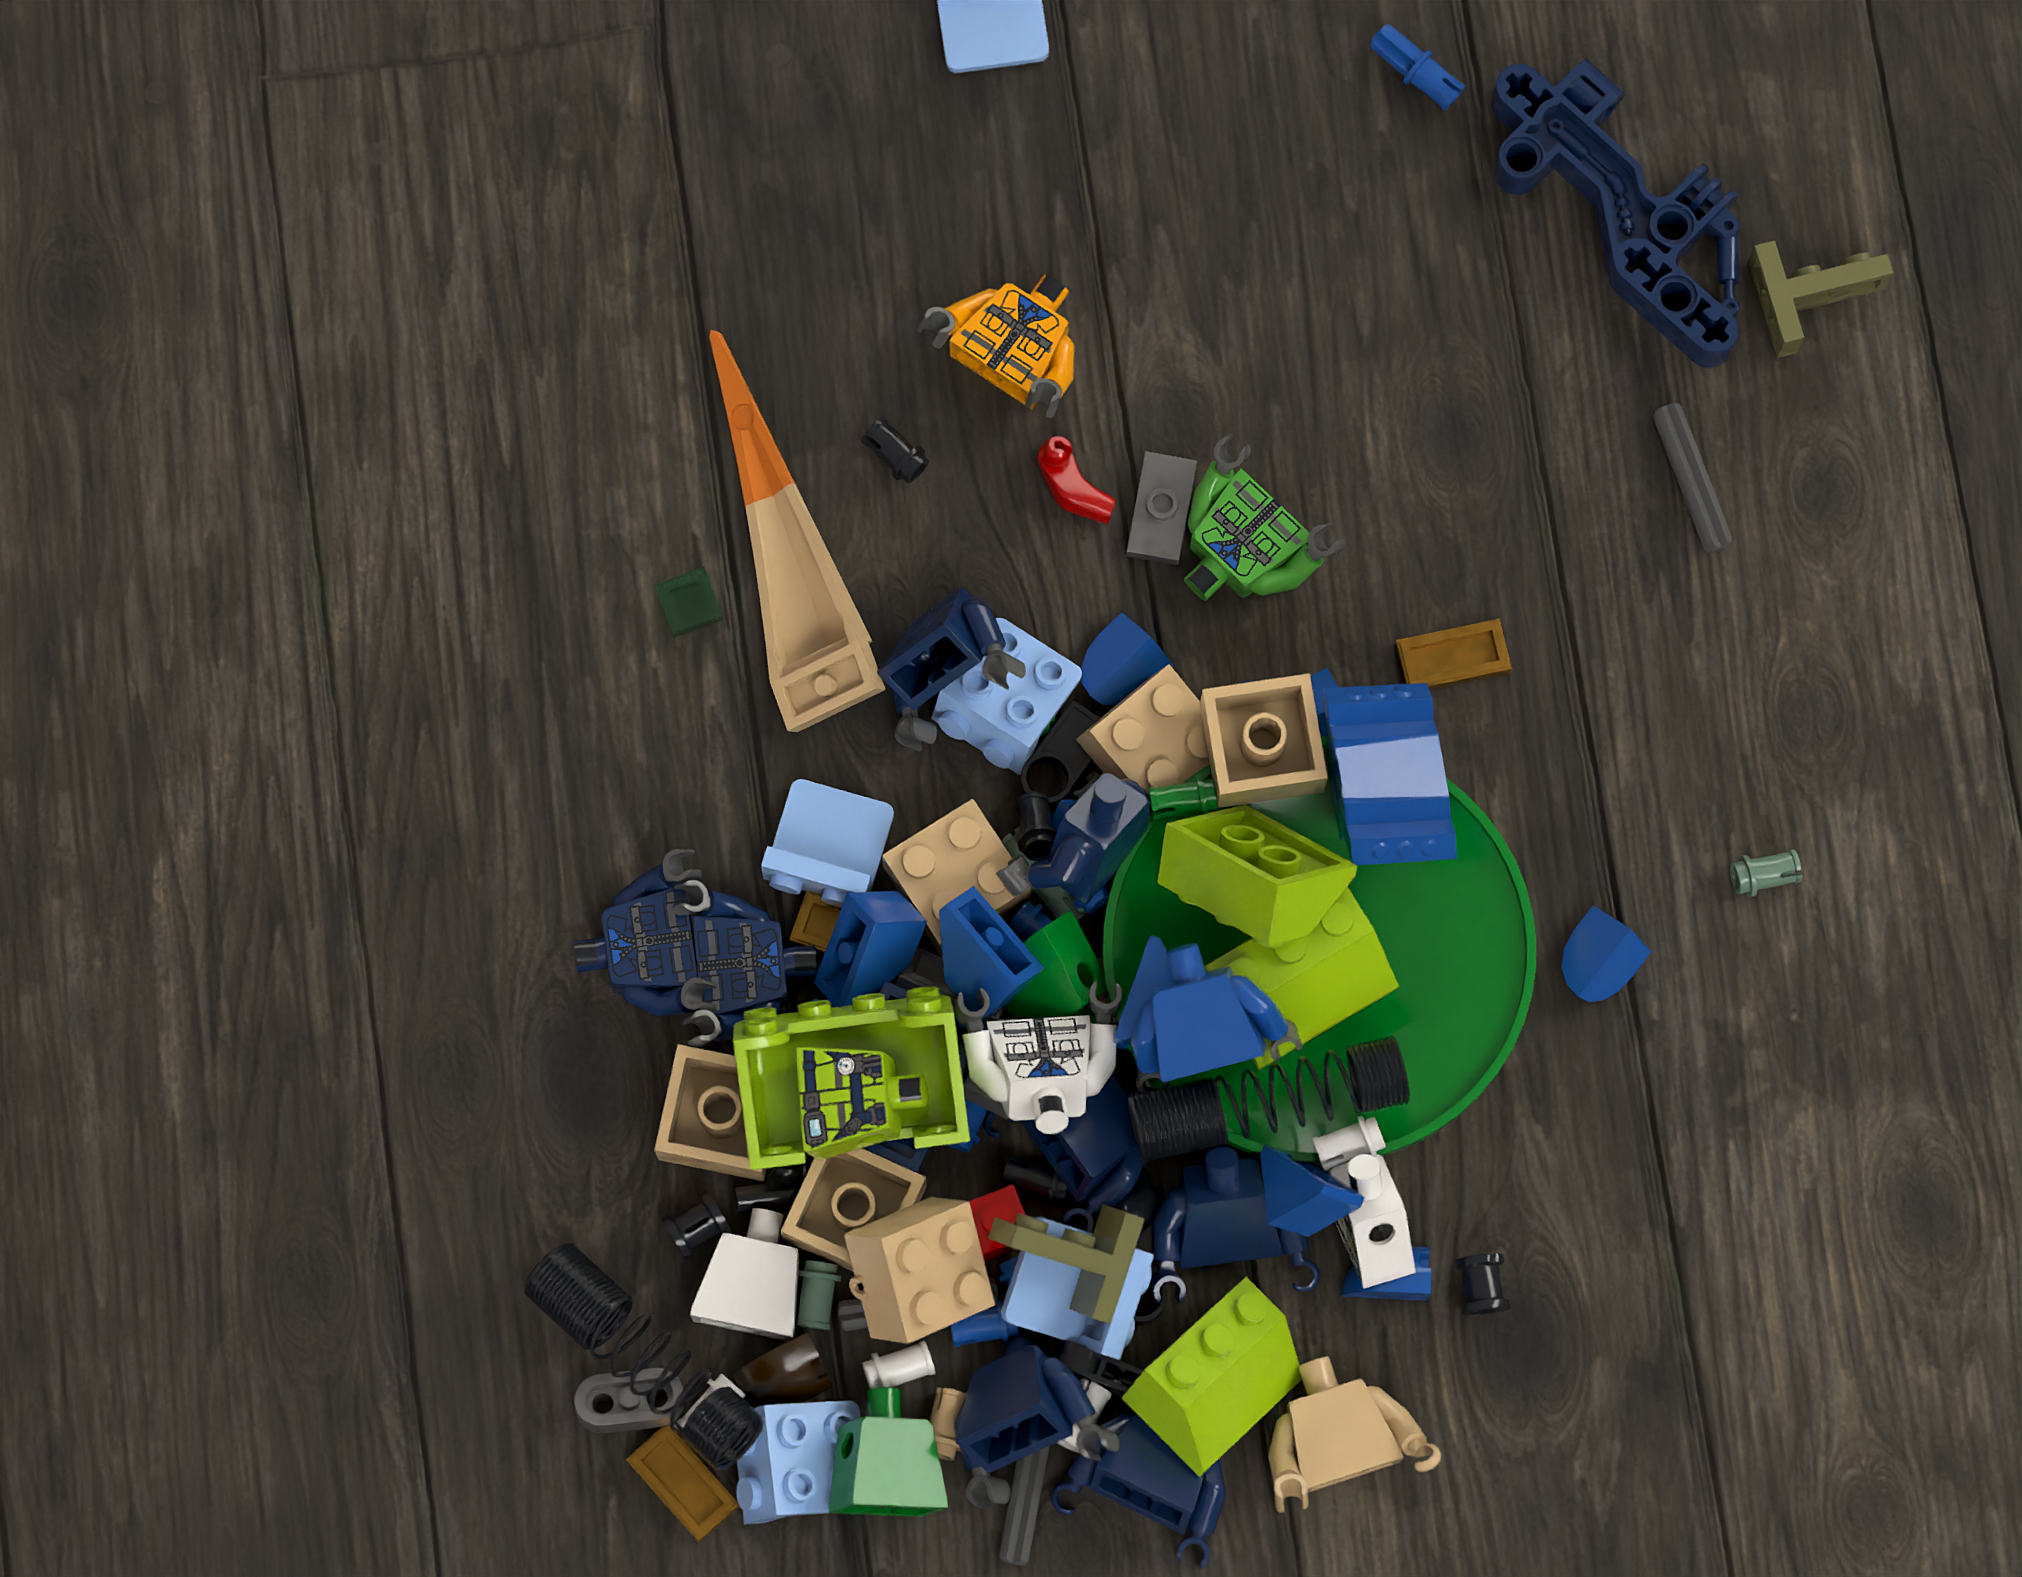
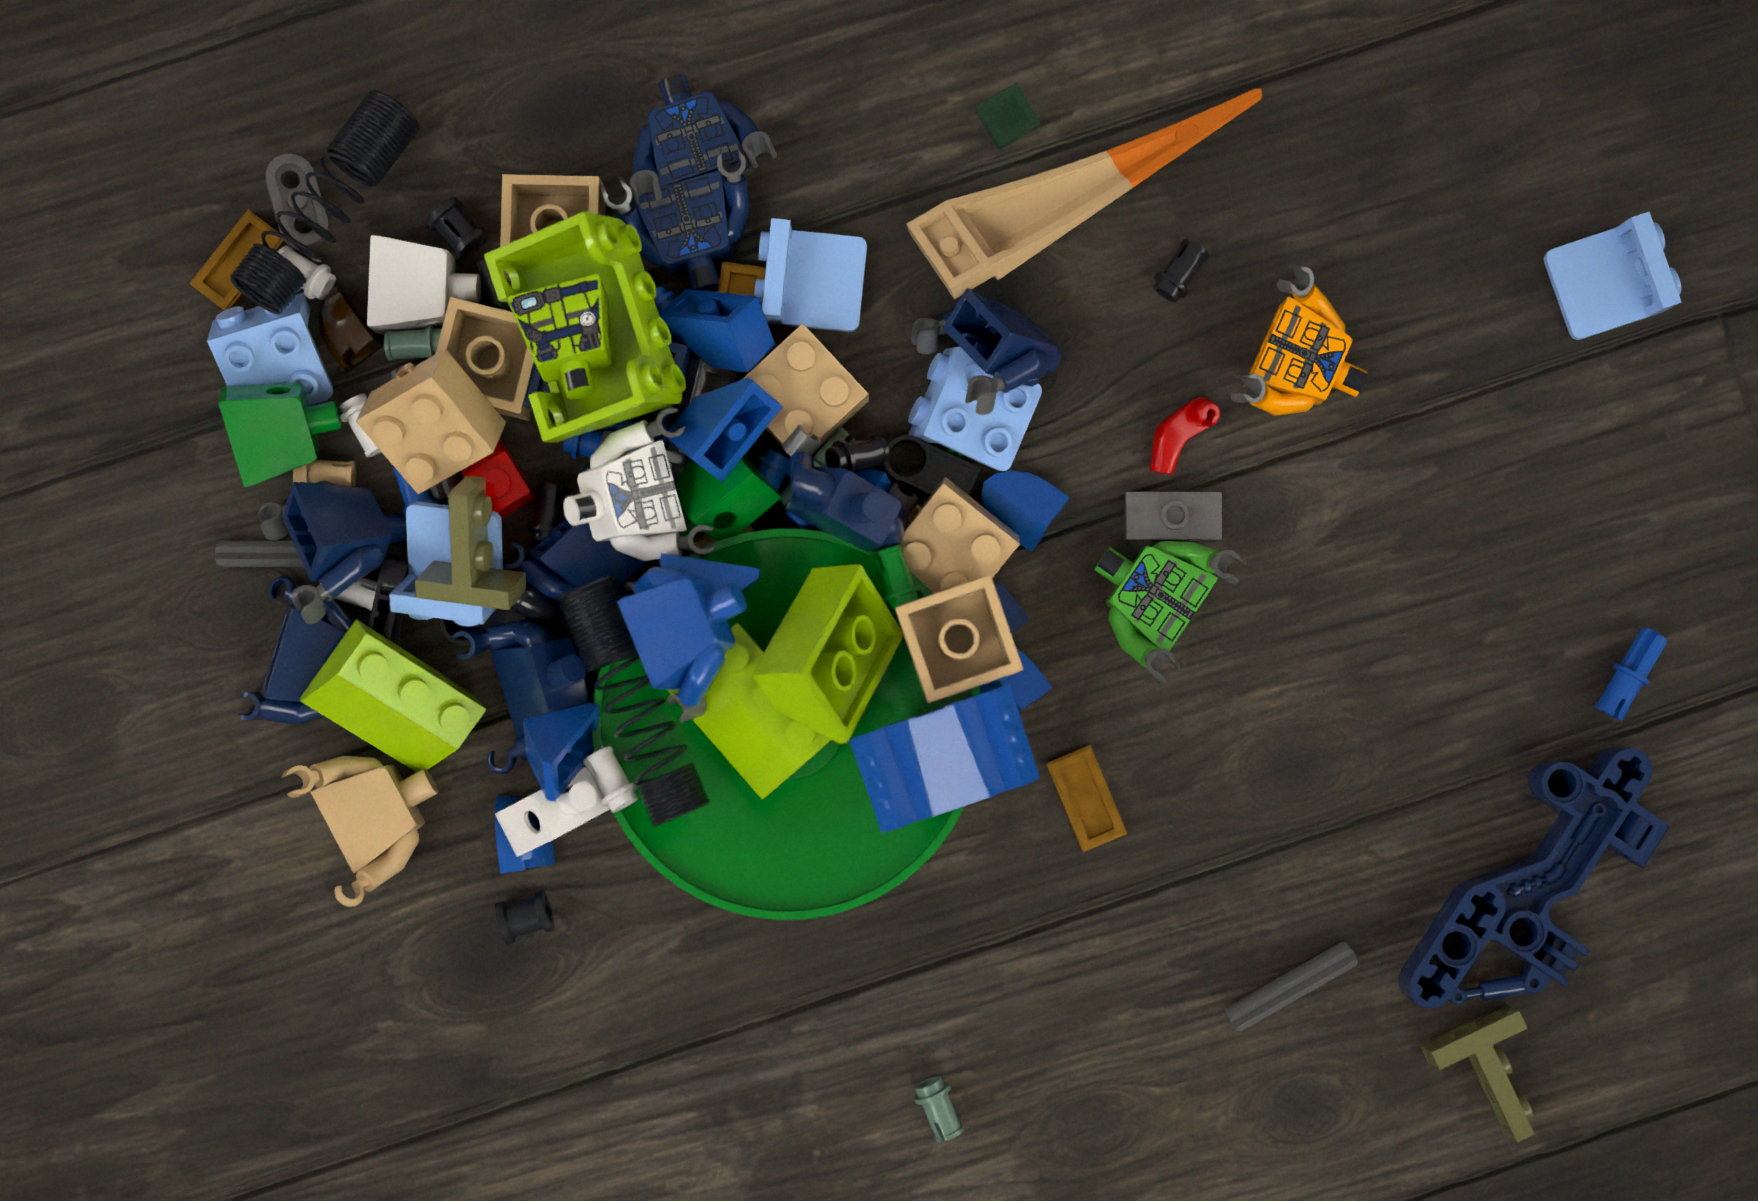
camera: 80 degrees right, 10 degrees up
(1601, 956) = (834, 973): blue brick -> none

